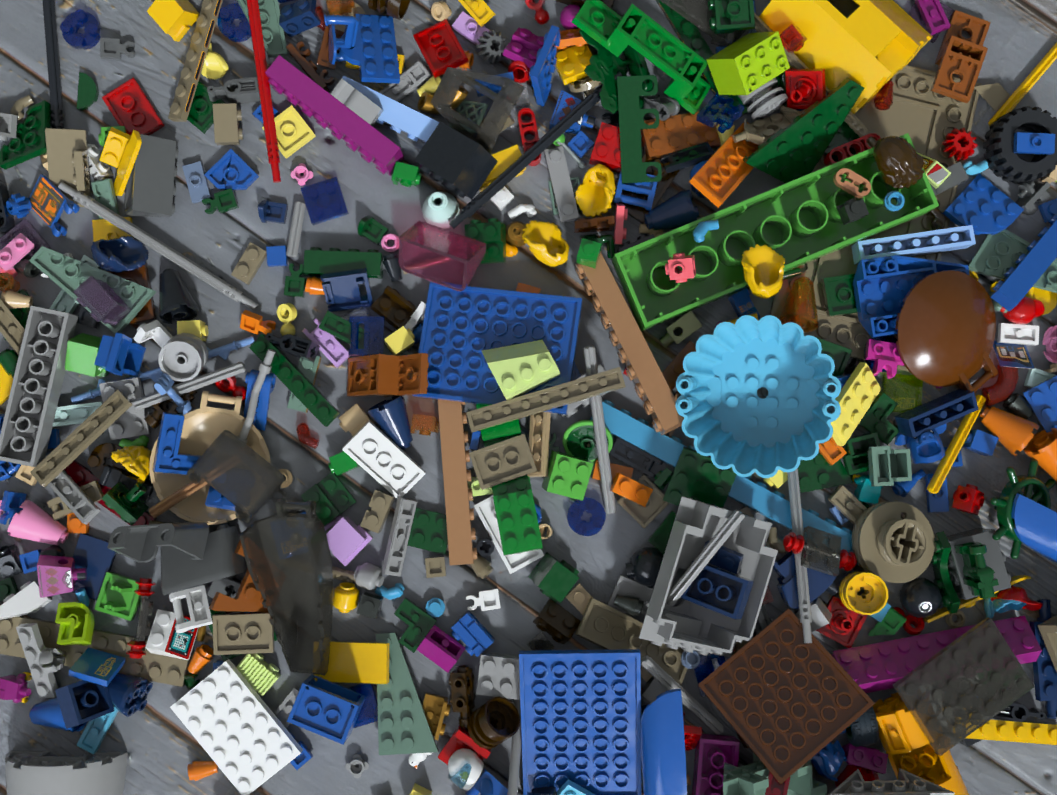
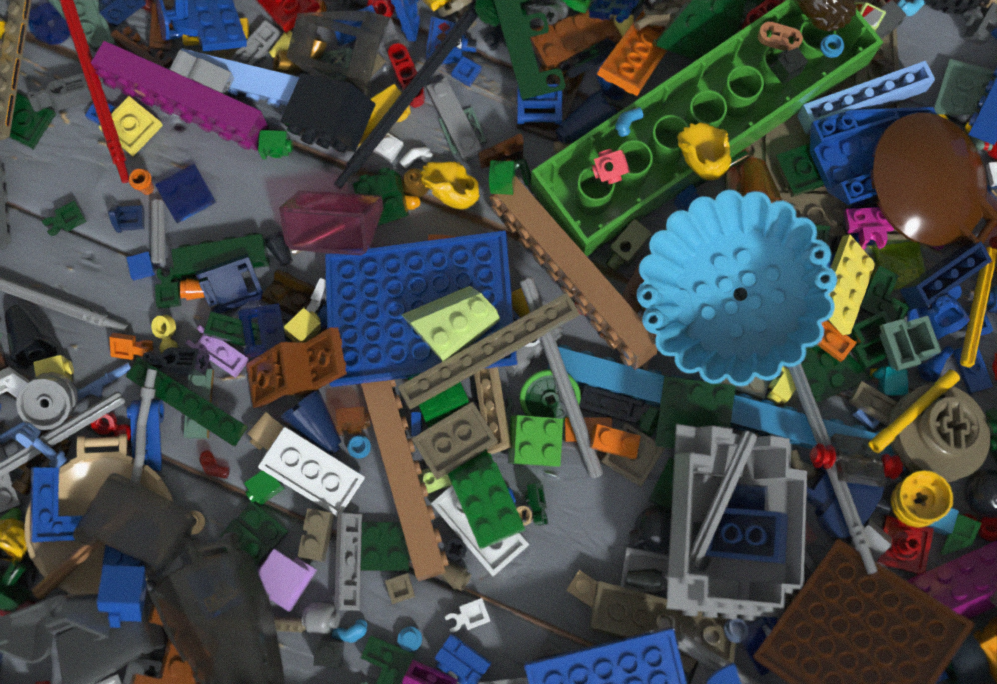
camera: 10 degrees left, 10 degrees down
(196, 182) = (32, 203): sand blue plate -> none
(214, 65) = (32, 72): light yellow piece -> none
(218, 528) = (122, 593): none -> blue plate
(226, 124) = (57, 131): dark tan brick -> none
(231, 173) = (71, 183): blue plate -> none
(249, 263) = (109, 281): dark tan plate -> none
(289, 184) = (141, 180): none -> orange cone
(301, 168) = (160, 168): bright pink plate -> none
(345, 597) = (297, 651): yellow head -> none
(371, 229) = (246, 213): dark green tile -> none
(386, 238) = (268, 217): bright pink plate -> none
(425, 446) = (359, 446): none -> dark azure plate
(440, 214) = (320, 171): light aqua cone -> none
(554, 577) = (547, 568): dark green plate -> none
(556, 622) = (562, 623): dark brown bracket -> none
(557, 519) = (536, 499): none -> dark green plate
(561, 141) = (442, 72): light grey hinge -> none
(580, 359) = (519, 303): none -> yellow cone
(580, 526) = (582, 488): clear blue plate -> none
(596, 191) = (495, 115): yellow piece -> none
(607, 148) = (497, 69): red brick -> none
(620, 215) = (529, 135): coral plate -> none
(850, 537) = (888, 434): none -> yellow piece
(983, 207) = (932, 42): blue plate -> none

